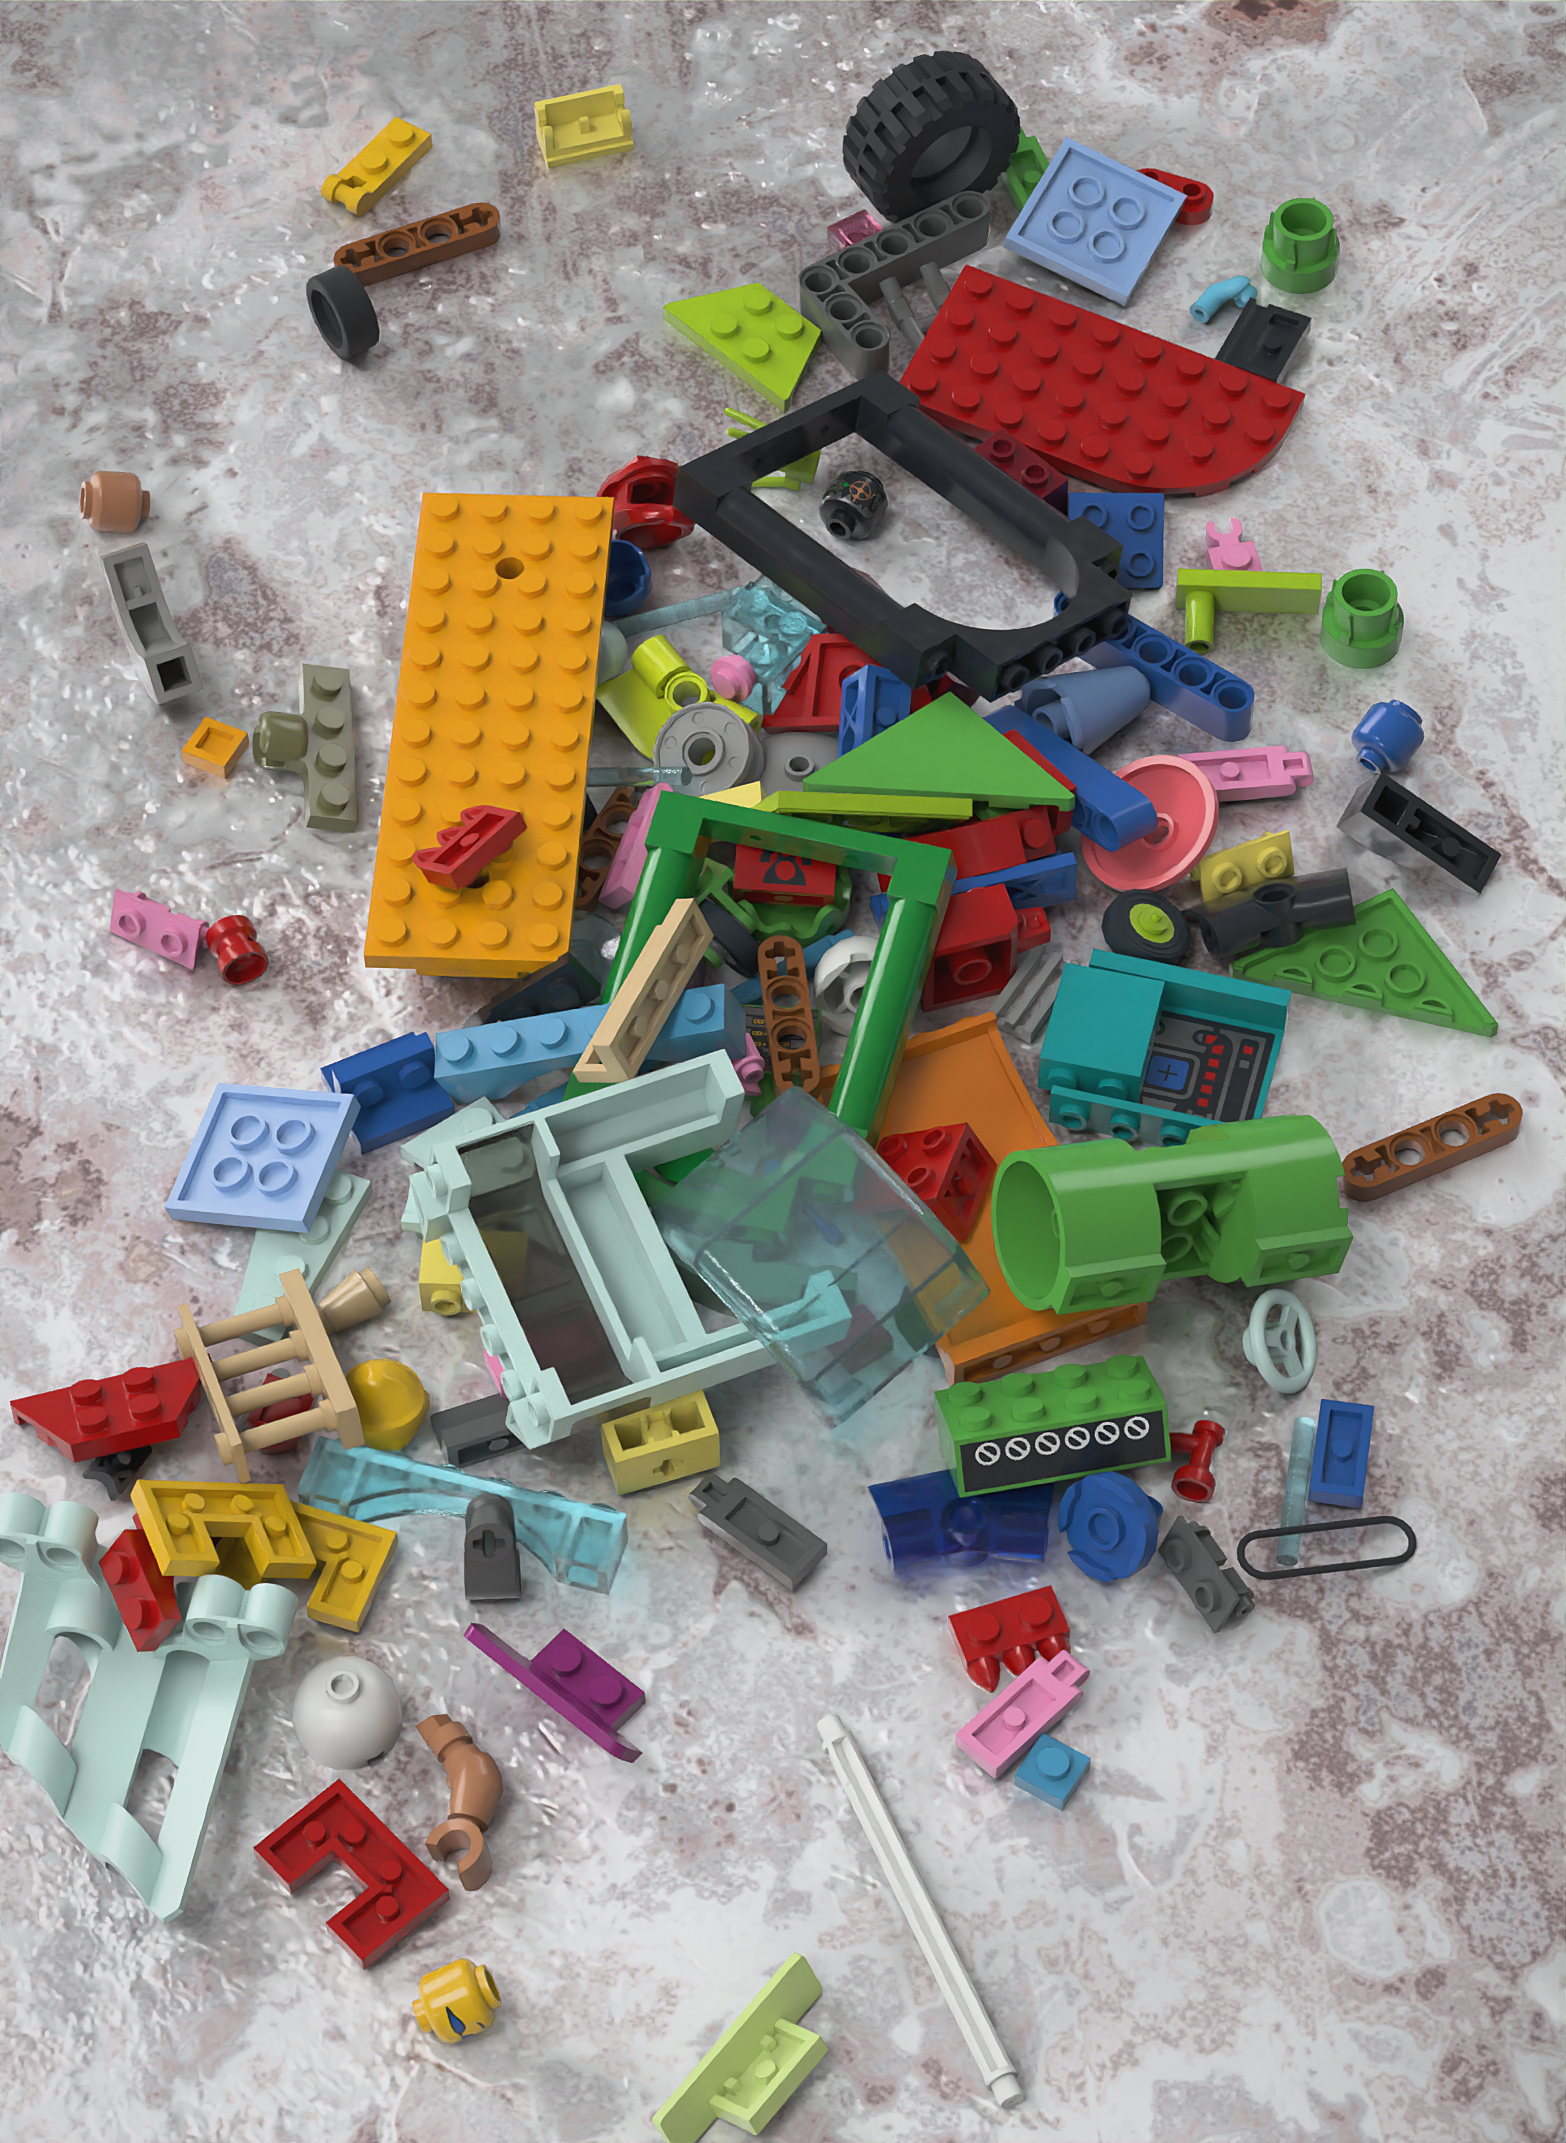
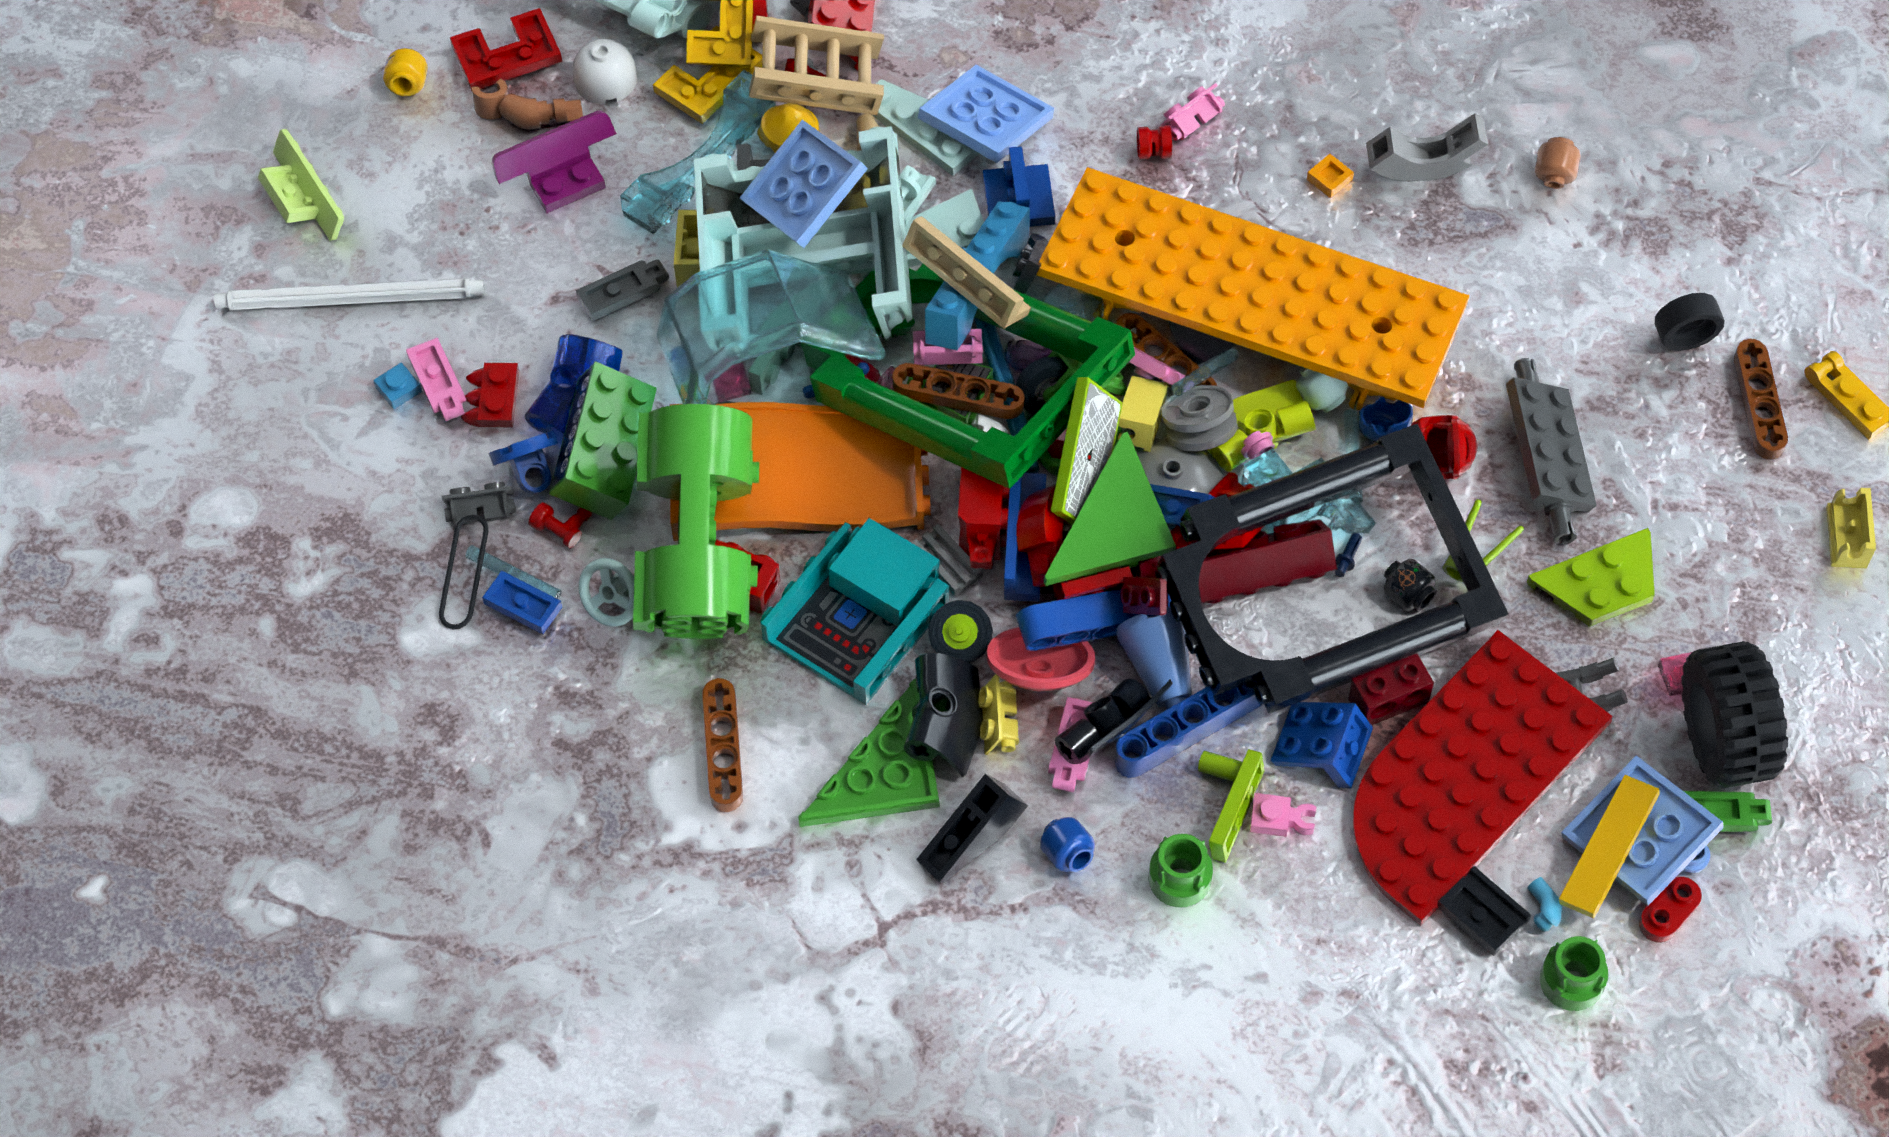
camera: 110 degrees right, 5 degrees up
(315, 746) = (1309, 219): olive plate -> none
(469, 848) = (1134, 226): red plate -> none
(491, 1550) = (660, 149): dark grey piece -> none
(551, 1257) = (803, 183): none -> light blue plate
(582, 413) = (1550, 448): none -> dark grey plate
(840, 287) = (1636, 673): dark grey beam -> none
(945, 1169) = (804, 430): red bracket -> none
(1049, 691) = (1144, 595): none -> dark red bracket
(1136, 237) = (1609, 846): none -> yellow tile
(1244, 705) = (1107, 720): none -> black panel

